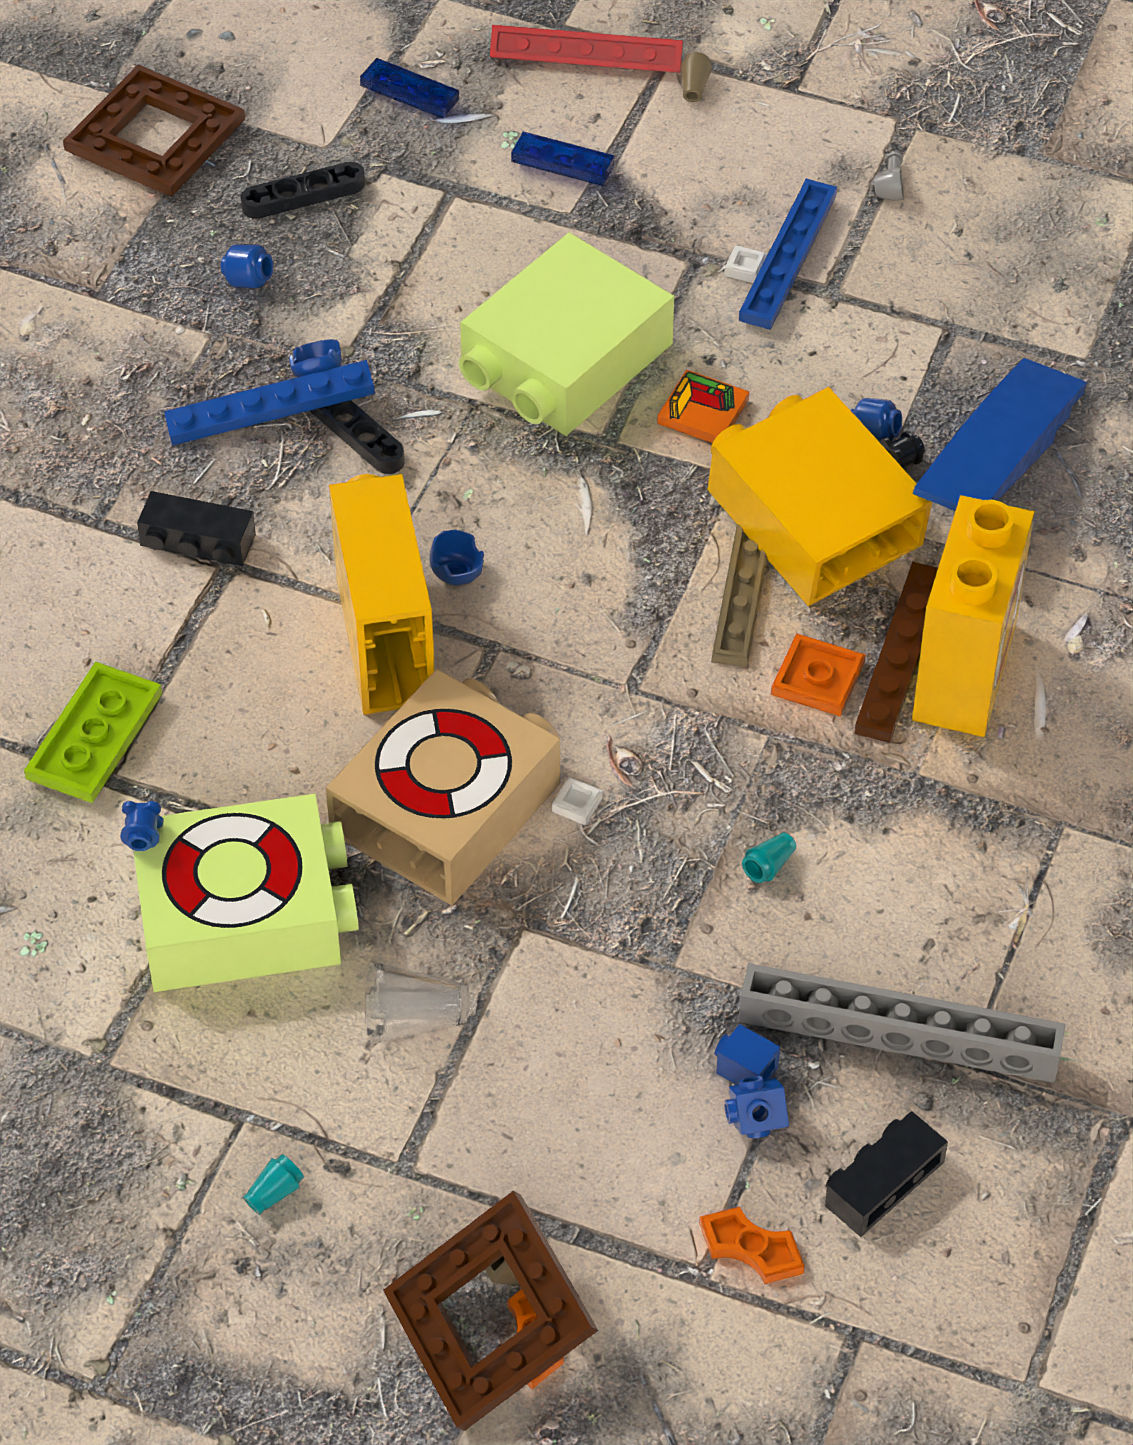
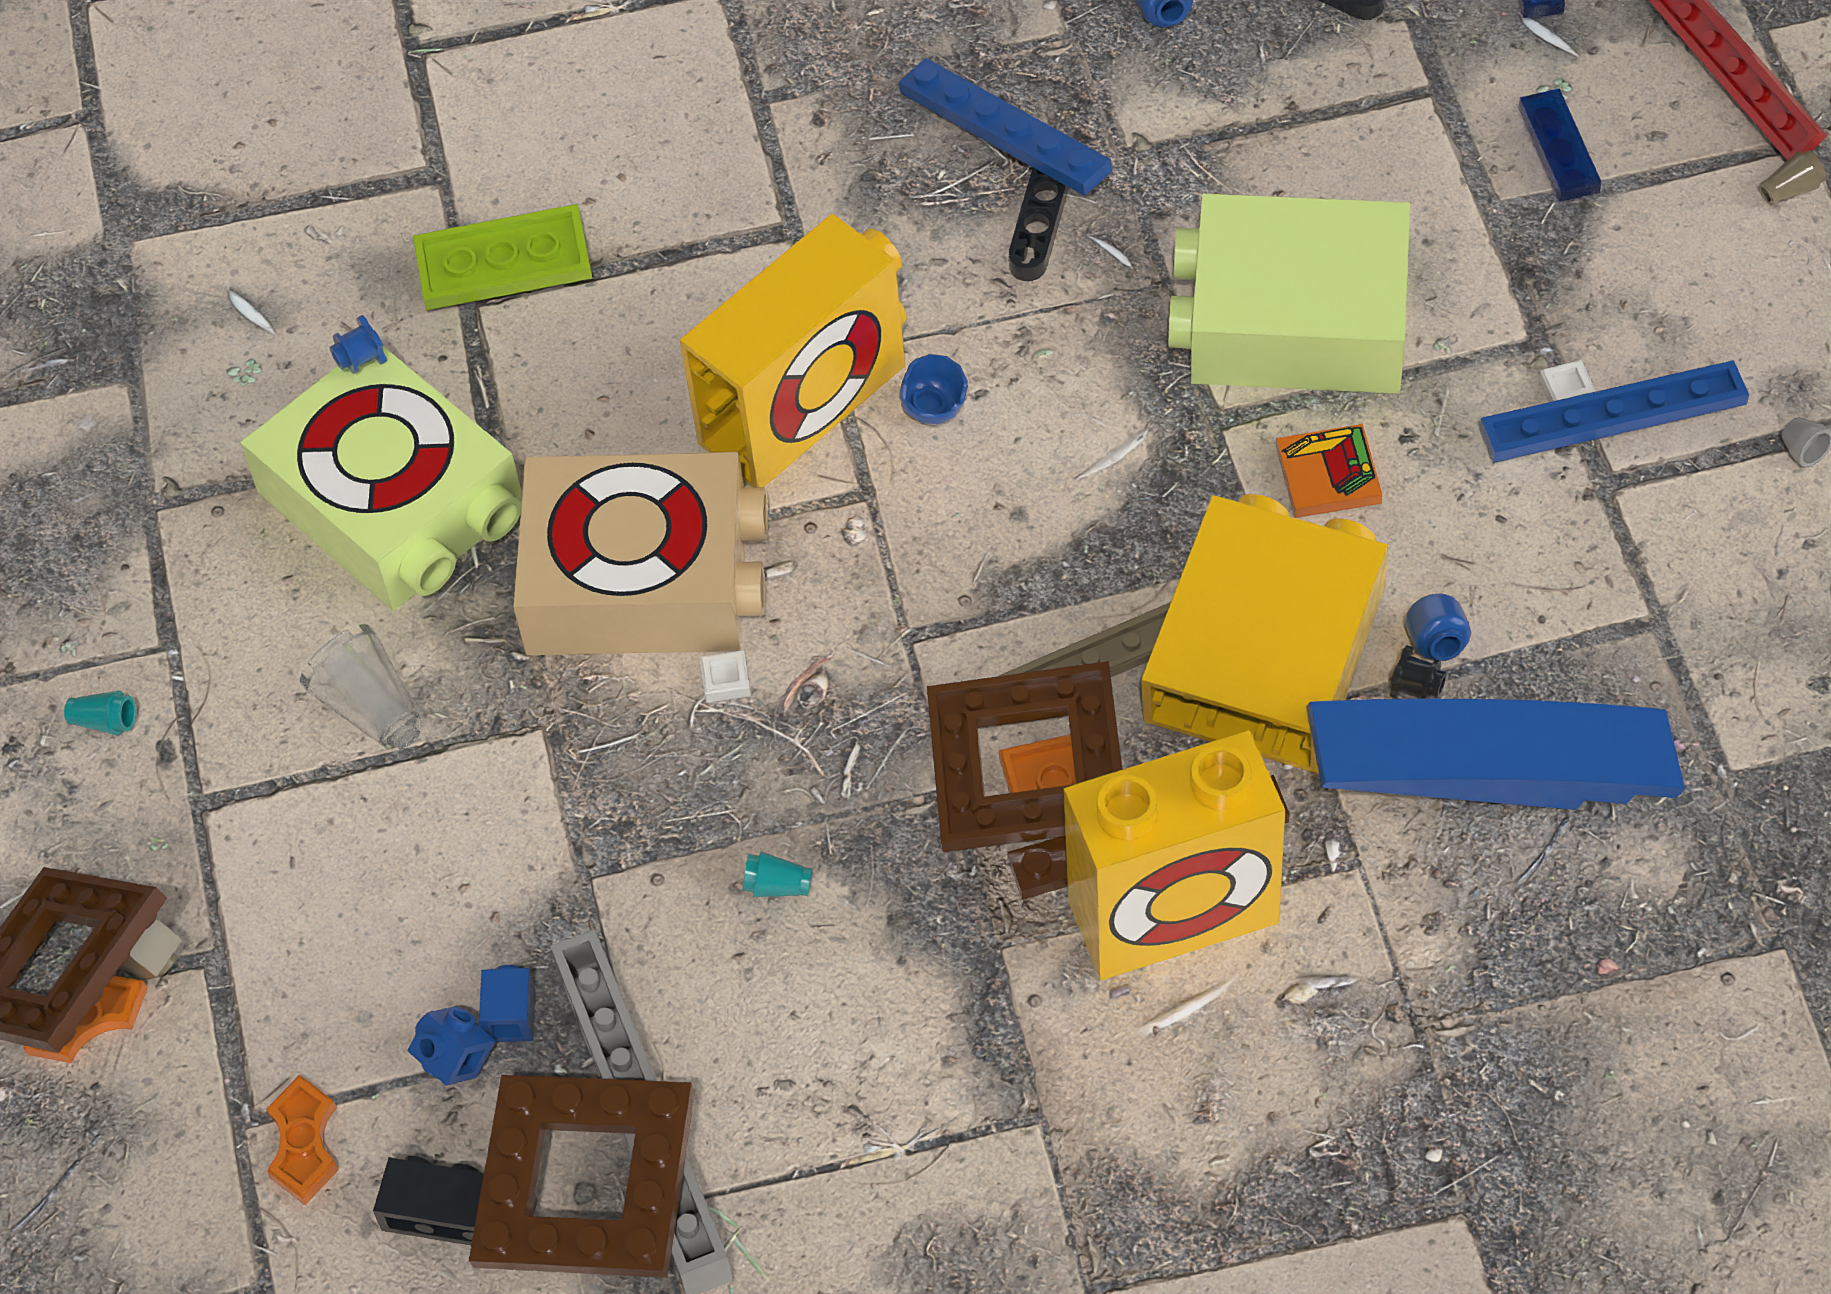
camera: 60 degrees right, 5 degrees up
(196, 528) = (797, 171): black brick -> none
(315, 357) = (1091, 124): blue hair -> none
(820, 726) = (960, 708): none -> reddish brown plate
(945, 1142) = (634, 1246): none -> reddish brown plate

